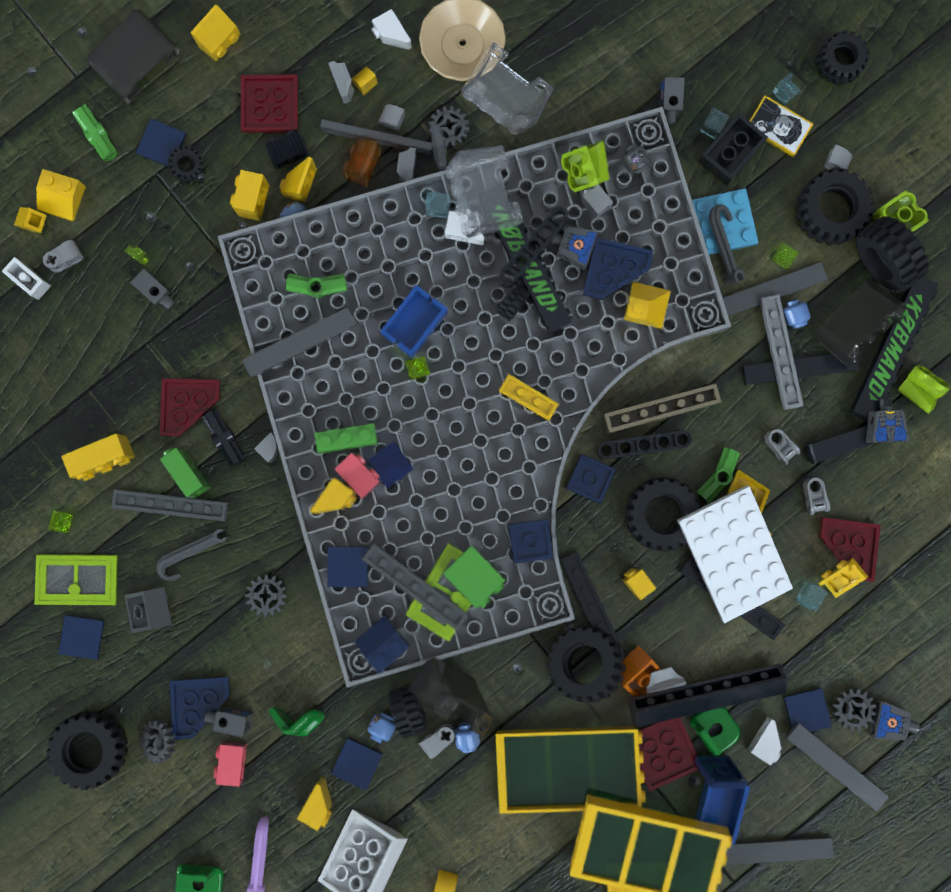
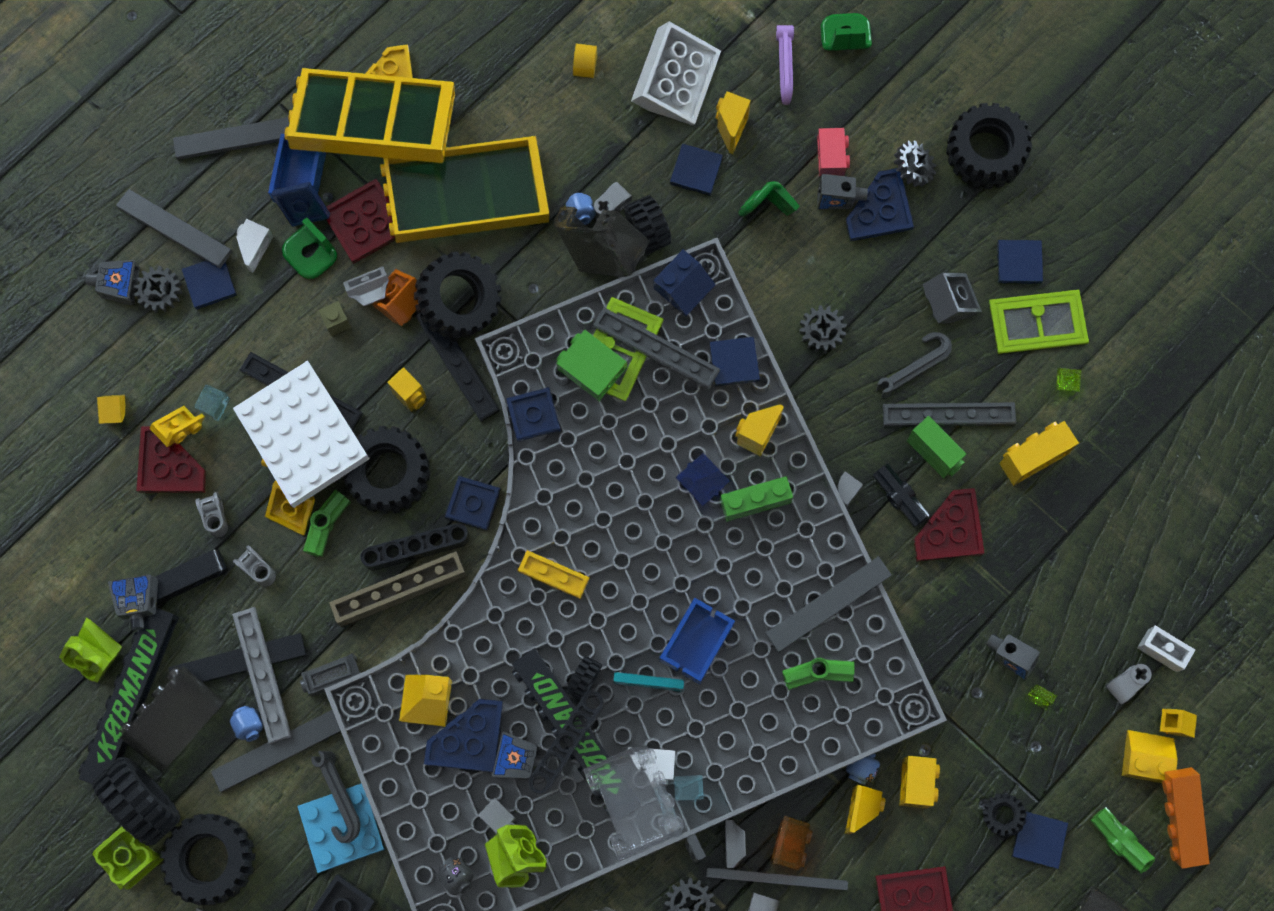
camera: 175 degrees right, 10 degrees down
(39, 140) = (1186, 817): none -> orange brick
(287, 149) = (884, 850): black brick -> none
(357, 475) = (737, 460): coral brick -> none
(381, 727) = (675, 207): medium blue head -> none
(417, 368) = (686, 591): clear neon green tile -> none
(459, 295) = (648, 681): none -> teal tile
(697, 660) = (334, 318): none -> olive brick
(707, 695) = (320, 282): black brick -> none
(724, 345) = (319, 678): none -> dark grey window
(785, 256) = (264, 795): clear neon green plate -> none
(899, 602) = (111, 408): none -> yellow brick

